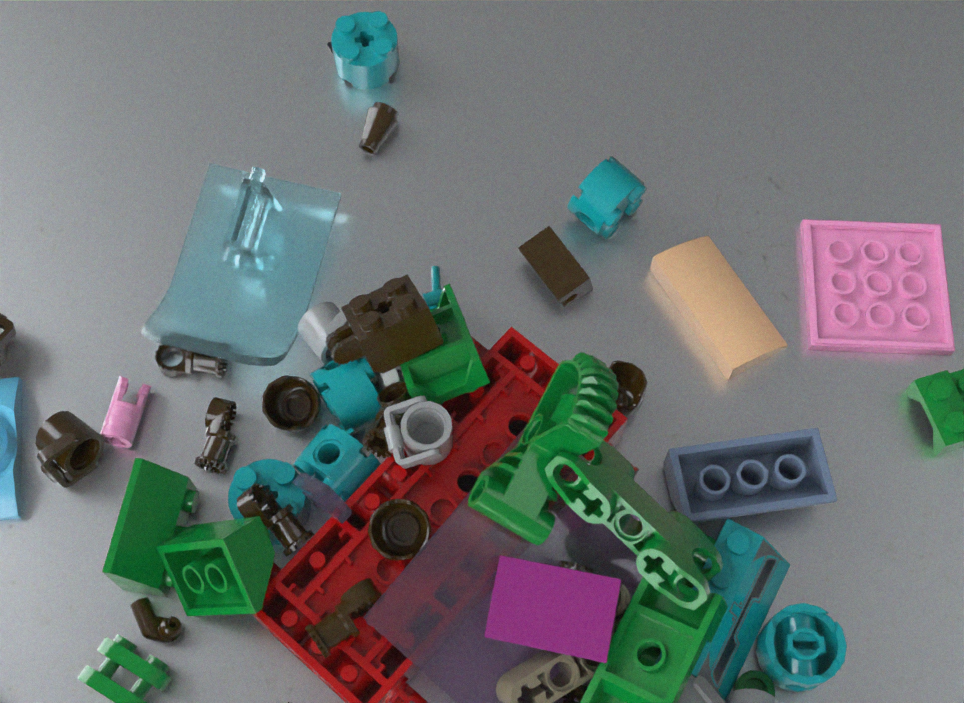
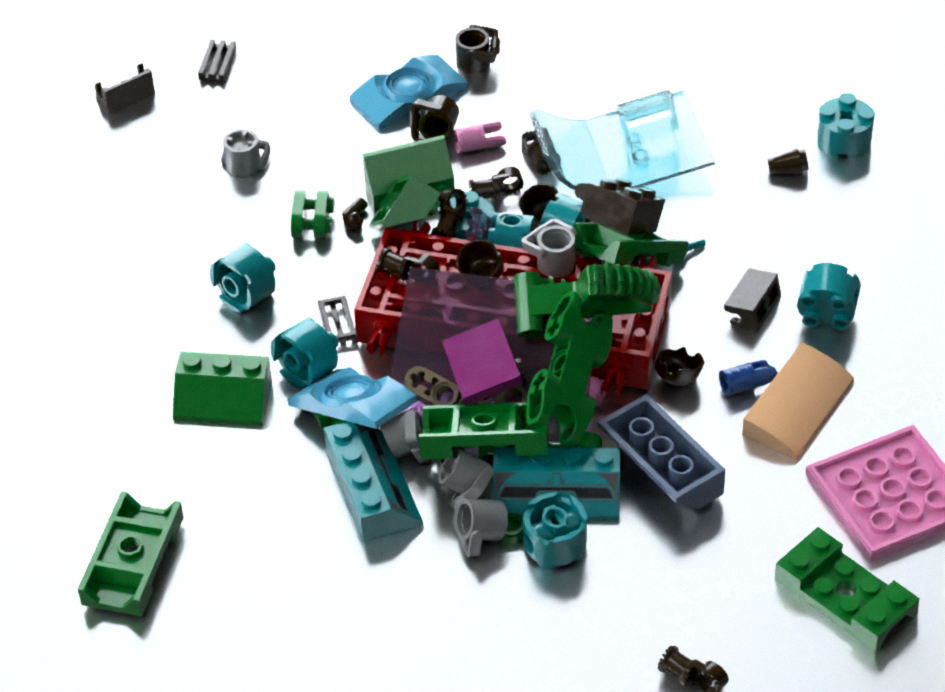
camera: 65 degrees right, 20 degrees down
(662, 335) = (746, 377): none -> blue hinge

